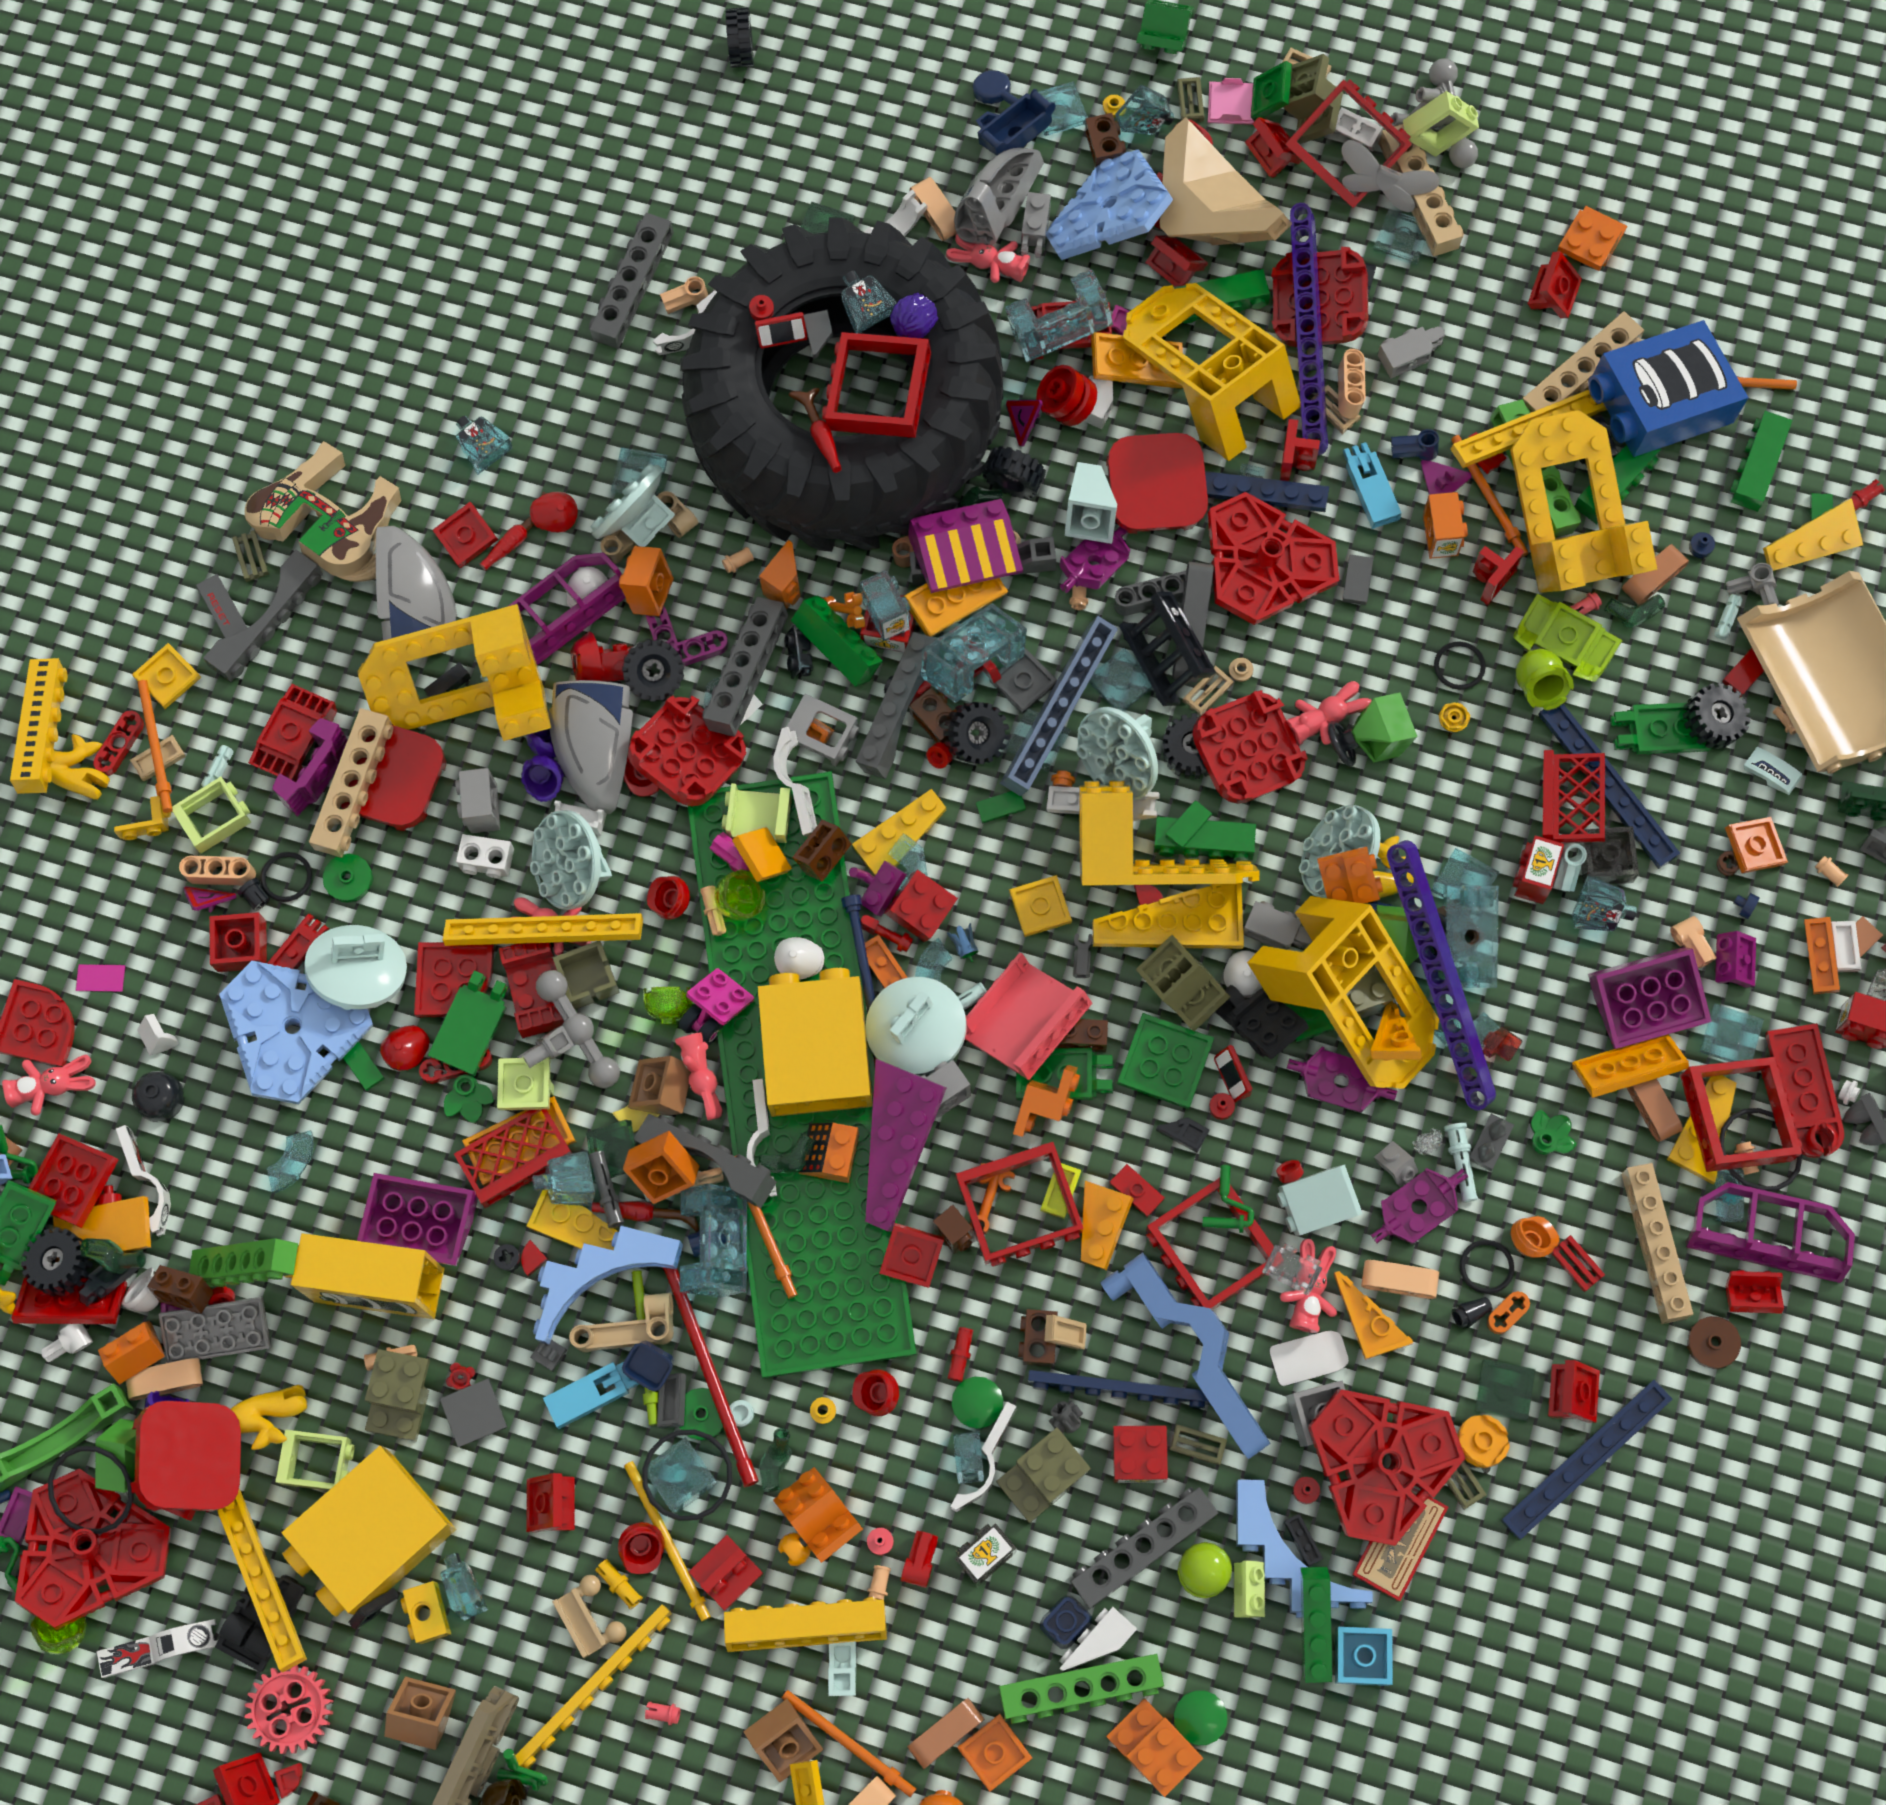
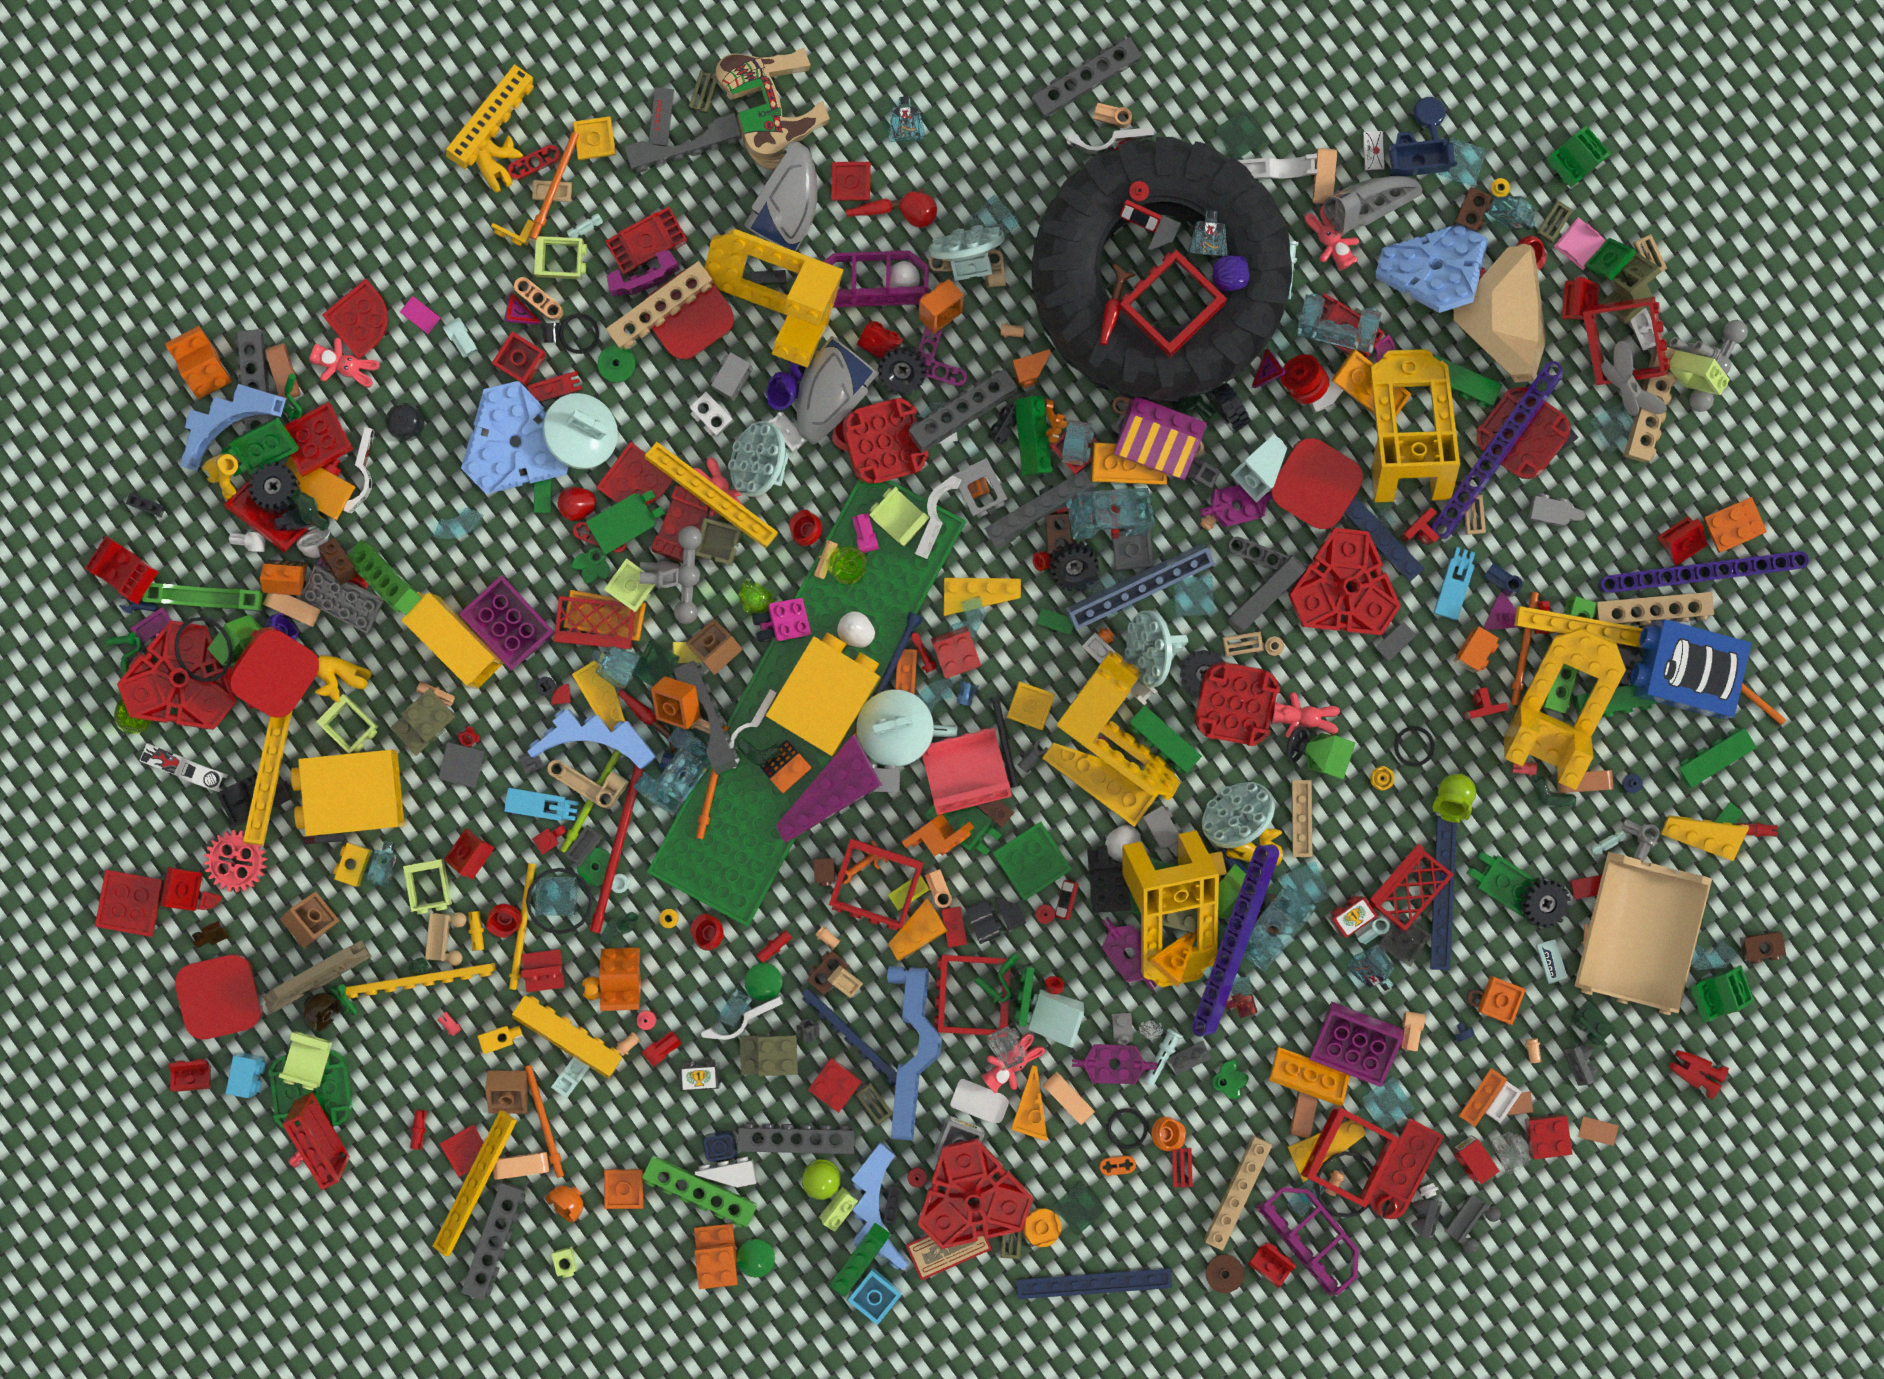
camera: 30 degrees right, 15 degrees up
(154, 965) = (458, 334): none -> light aqua piece
(154, 1037) = (427, 381): white tile -> none
(509, 1554) = (409, 869): none -> yellowish green window
(581, 1672) = (418, 966): none -> clear green tile
(589, 662) = (865, 334): red piece -> none
(609, 1199) = (634, 689): dark grey pin -> none
(627, 1425) = (548, 840): none -> red plate
(648, 1365) = (583, 817): dark blue piece -> none
(701, 1080) = (741, 662): coral animal -> none
(721, 1694) = (489, 1041): none -> yellow torso
(761, 854) = (880, 547): light orange tile -> none
(822, 850) = (919, 572): reddish brown brick -> none
(881, 887) = (941, 621): magenta plate -> none
(911, 1255) = (787, 868): red tile -> none
(945, 1733) = (603, 1157): nougat beam -> none
(964, 156) = (1373, 151): none -> white tile
(1000, 928) = (1004, 741): none -> black bar
(1010, 1302) = (827, 937): none -> light nougat pin
(1035, 222) = (1380, 238): light grey hinge -> none
(1089, 1160) = (938, 886): none -> light nougat piece
(1163, 1160) = (983, 921): none -> black brick
(1174, 260) = (1450, 336): red bracket -> none
(1183, 983) = (1078, 823): olive bracket -> none
(1187, 647) = (1249, 602): black fence -> none
(1188, 824) = (1159, 725): green piece -> none
(1268, 1199) = (1024, 995): none -> green plate
(1350, 876) = (1226, 841): orange plate -> none
(1351, 383) = (1489, 512): light nougat beam -> none
(1406, 815) = (1301, 818): none -> tan plate
(1470, 1312) = (1094, 1148): black cone -> none
(1569, 636) = (1495, 780): lime piece -> none
(1574, 1391) = (1117, 1240): red bracket -> none
(1593, 312) = (1711, 568): none -> dark purple beam
(1735, 959) = (1428, 1060): magenta bracket -> none

